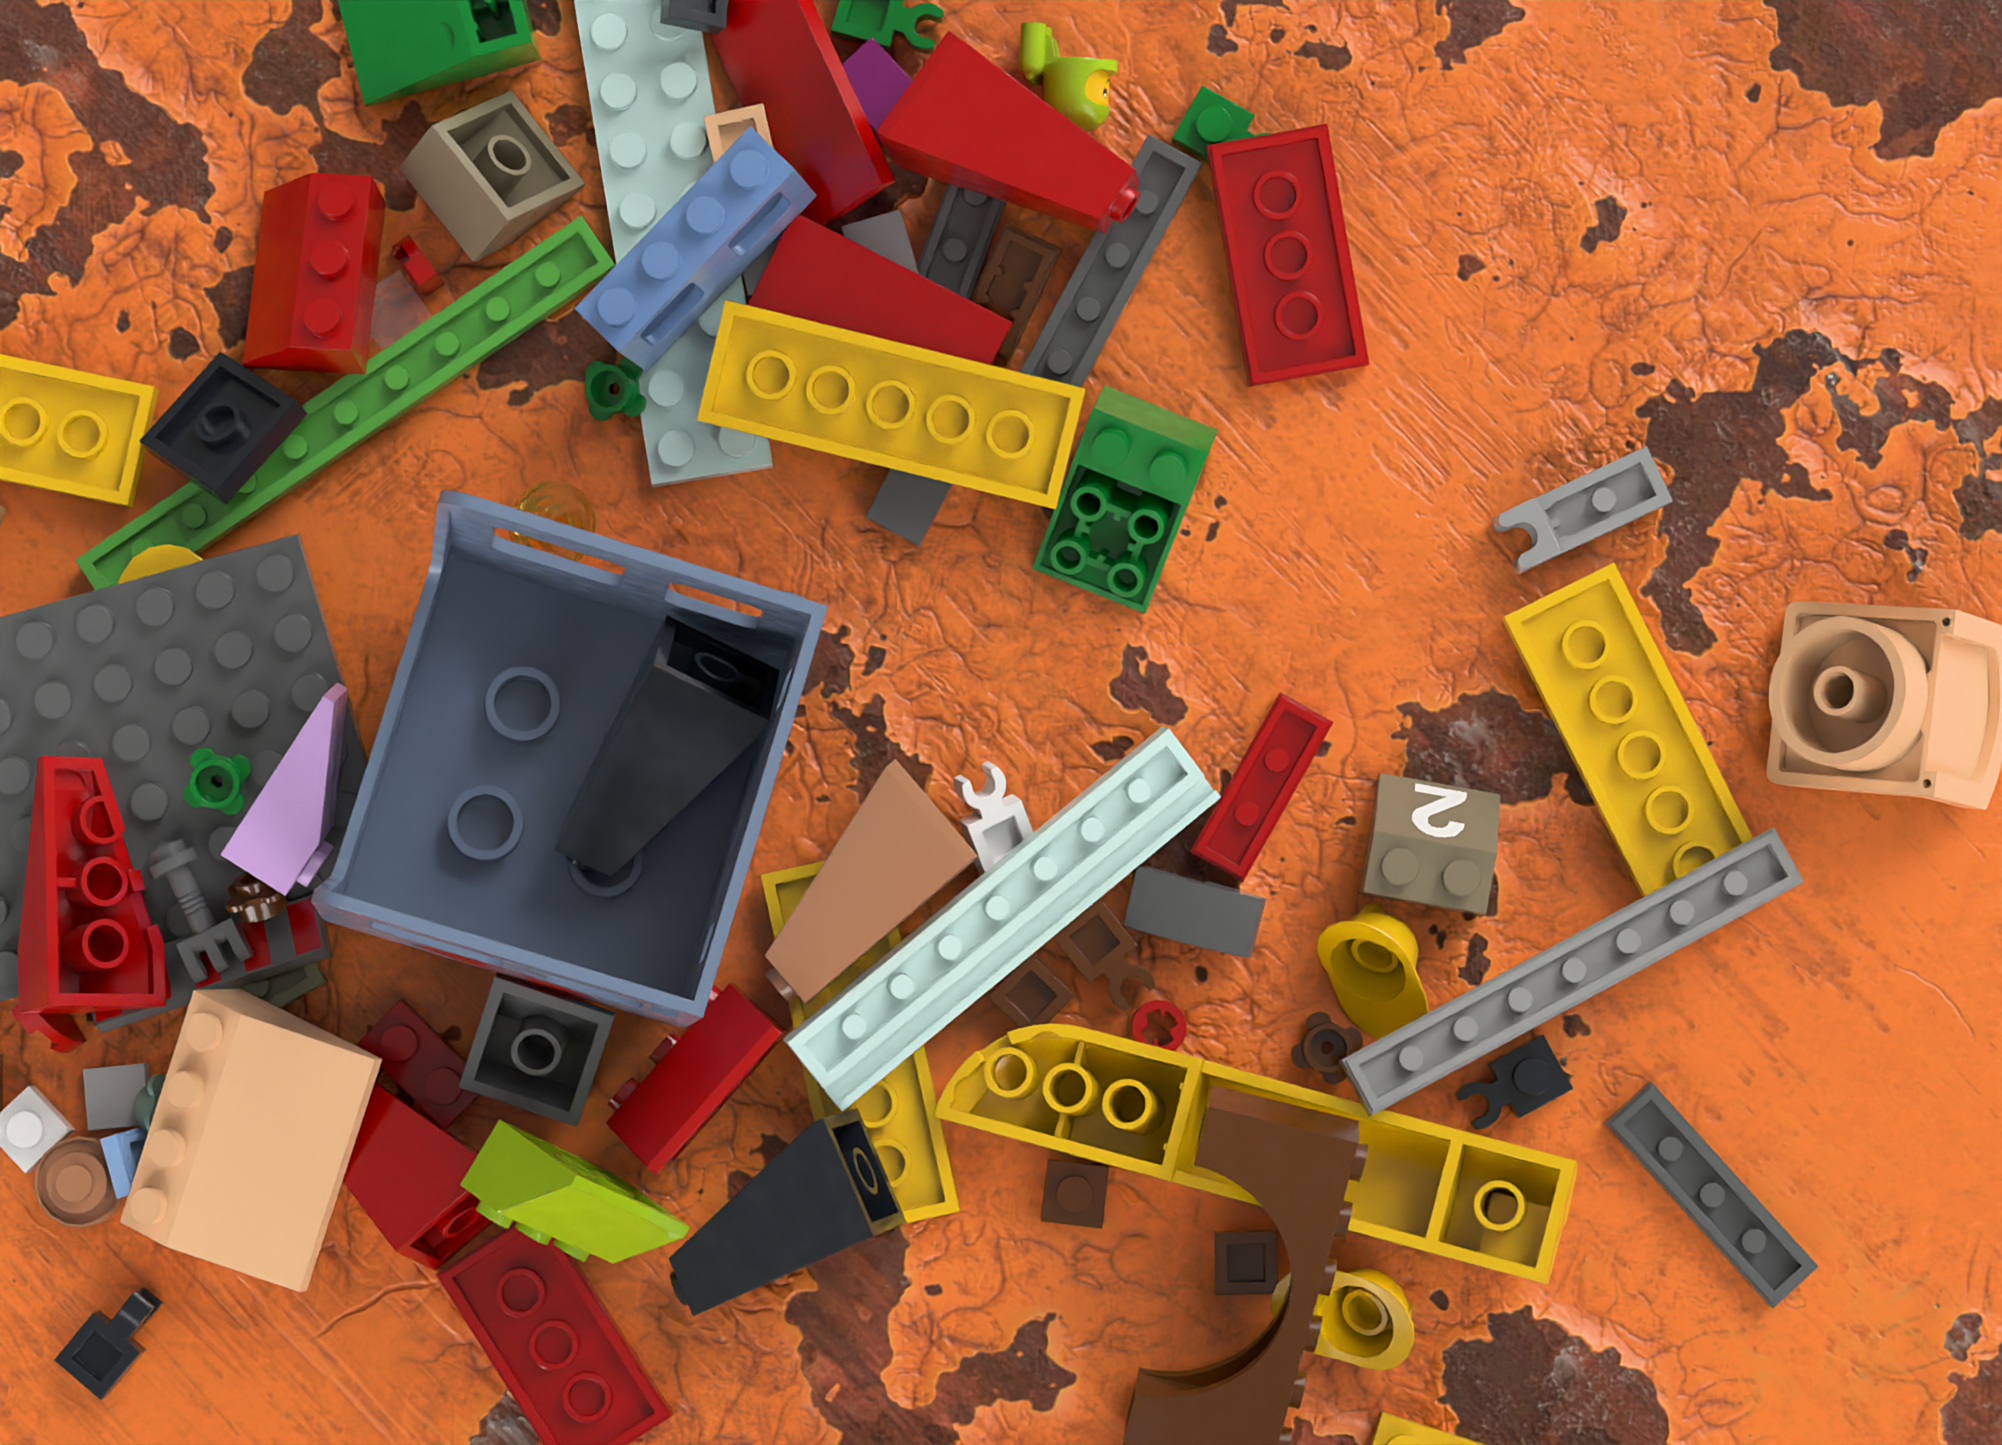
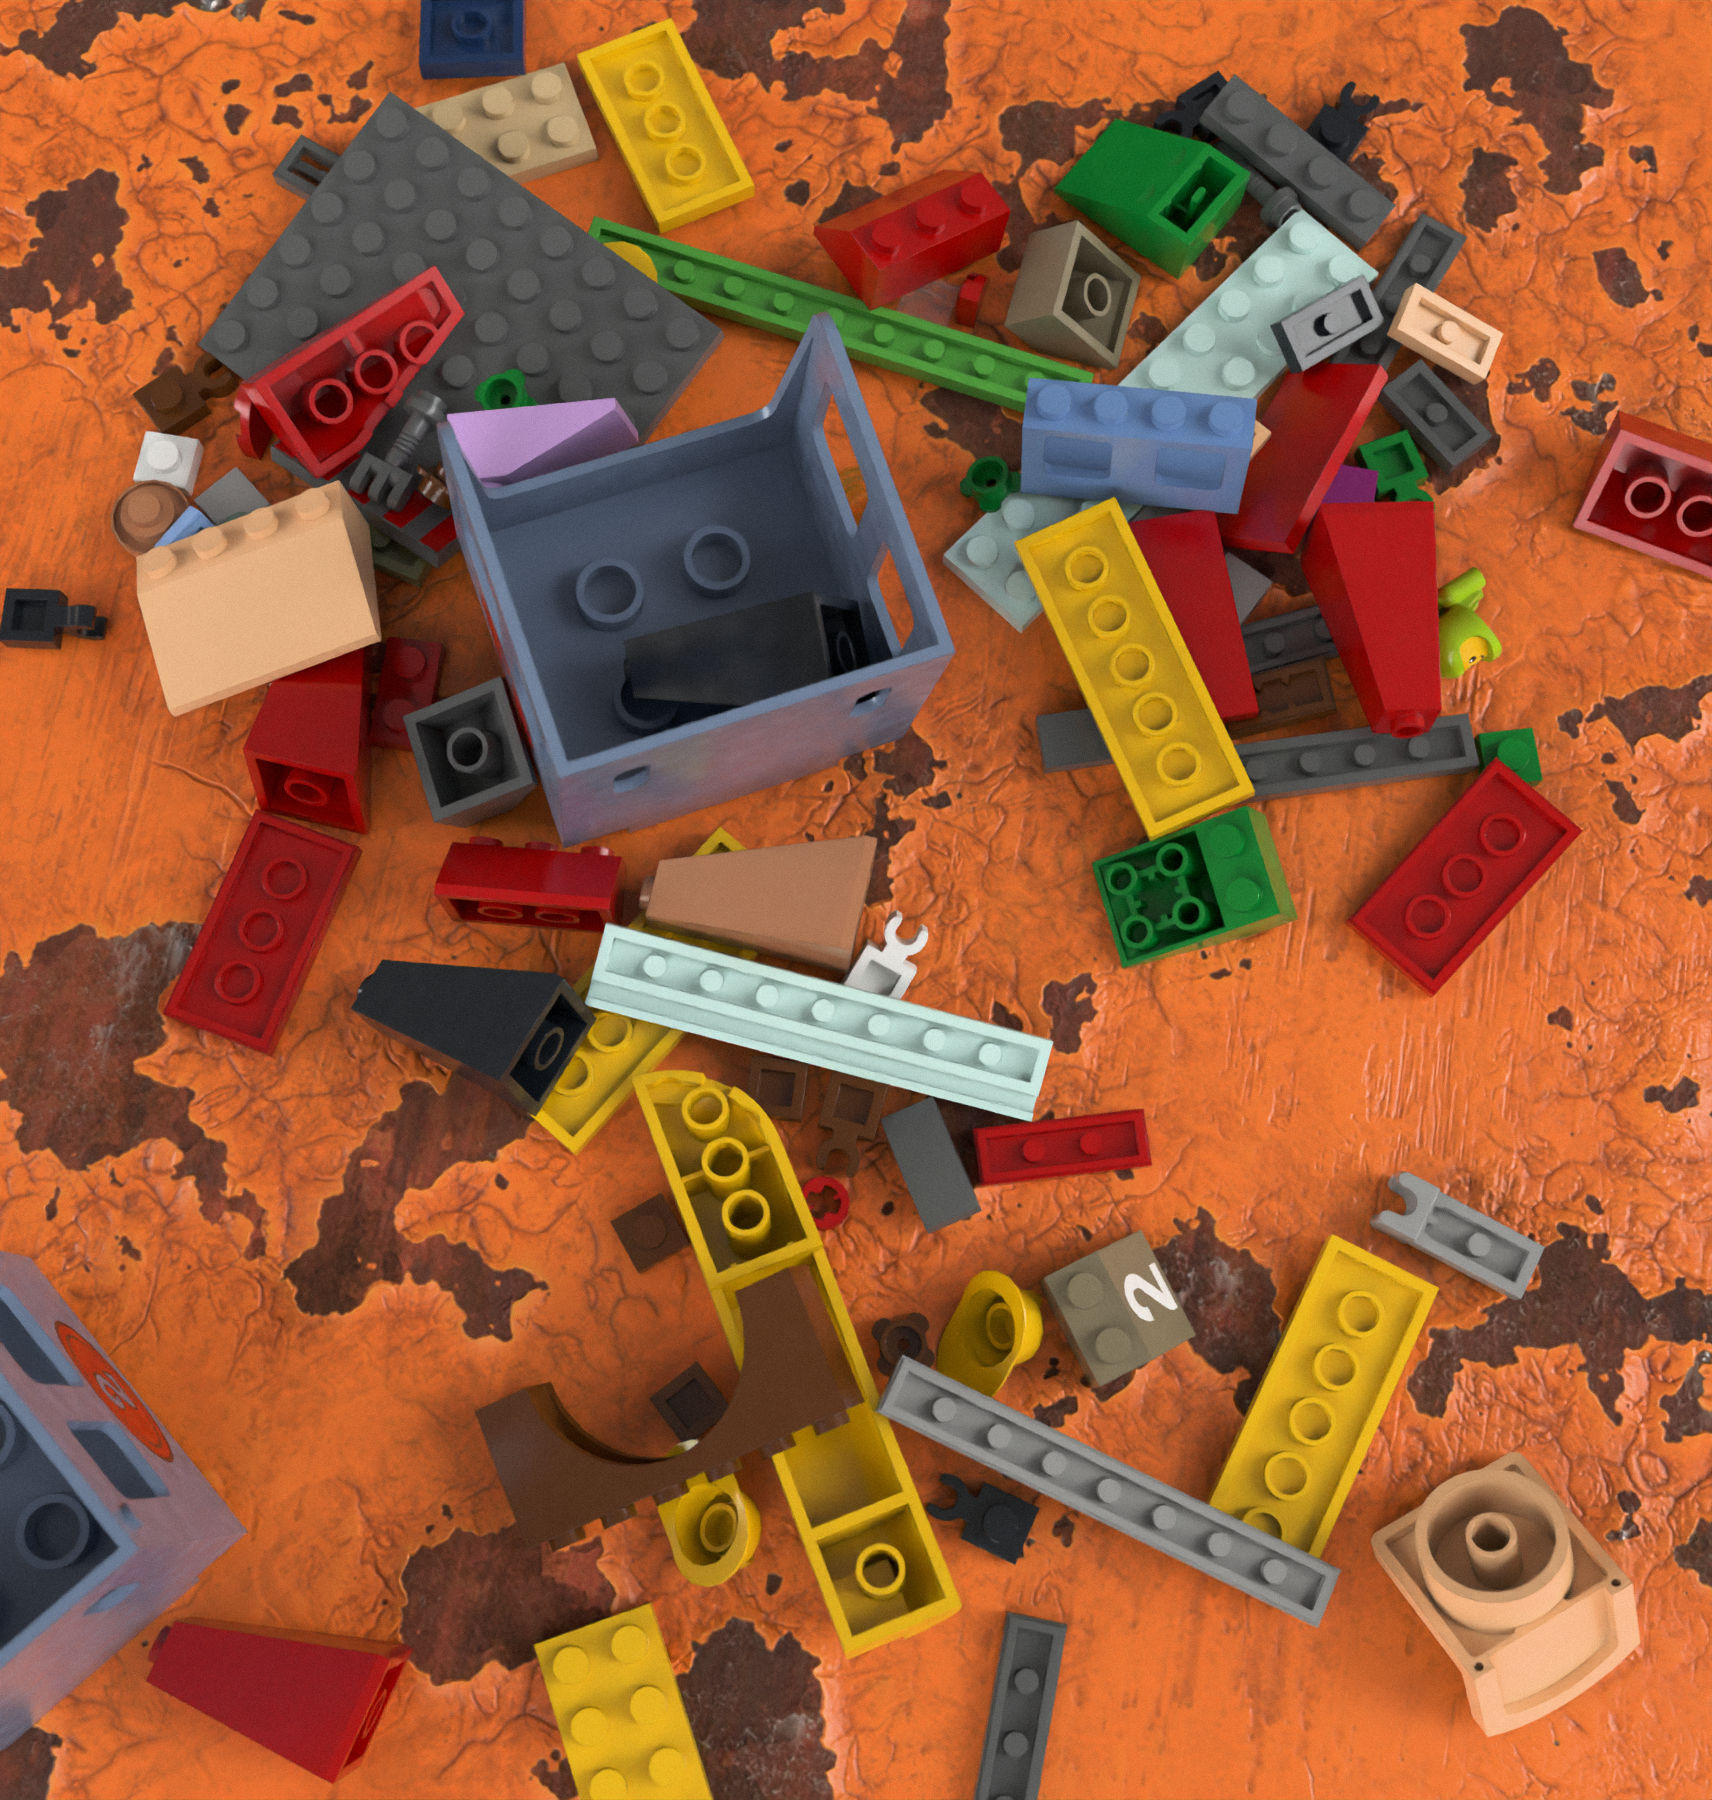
camera: 45 degrees right, 10 degrees down
(223, 427) = (760, 244): black plate -> none
(565, 1199) = (371, 845): lime slope -> none

